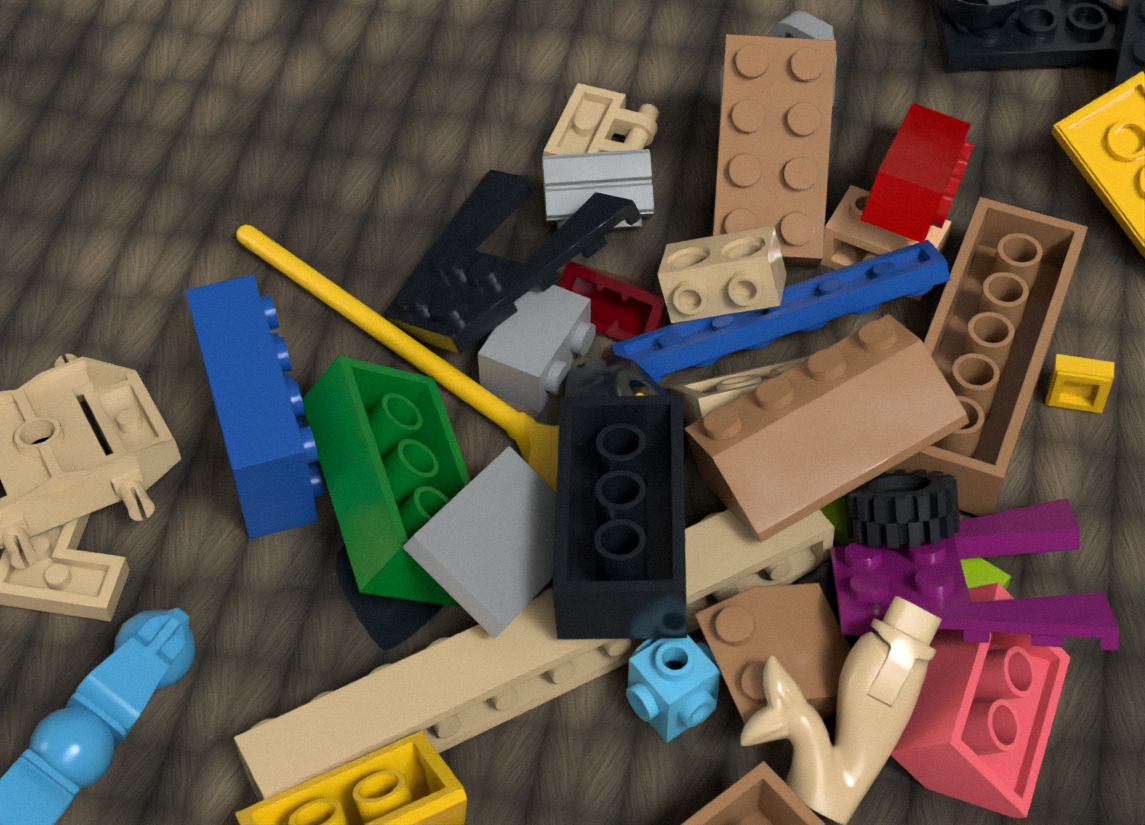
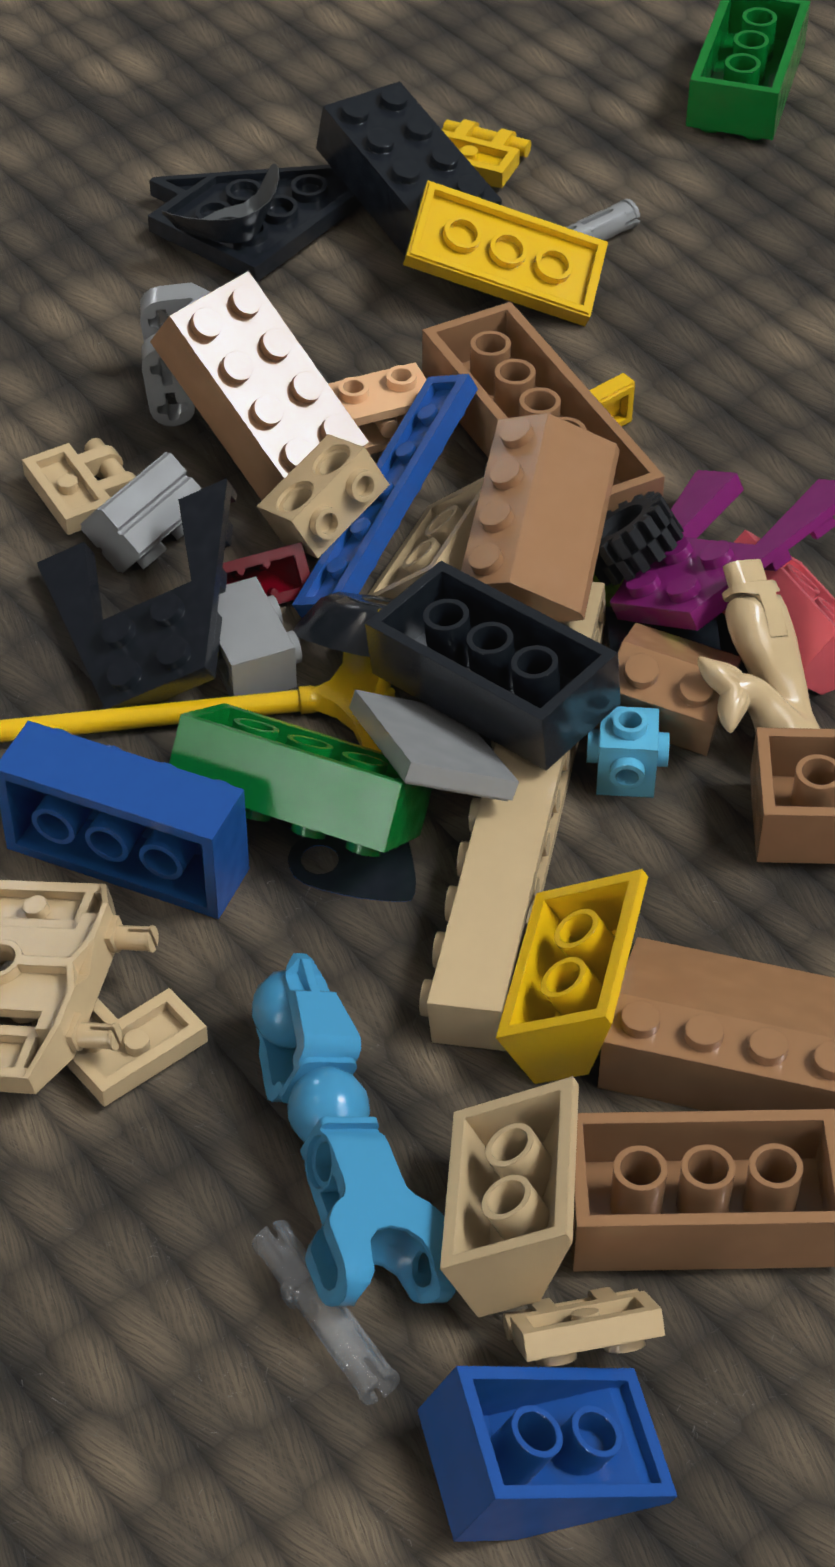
camera: 50 degrees left, 5 degrees down
(919, 174) = (364, 342): red brick -> none

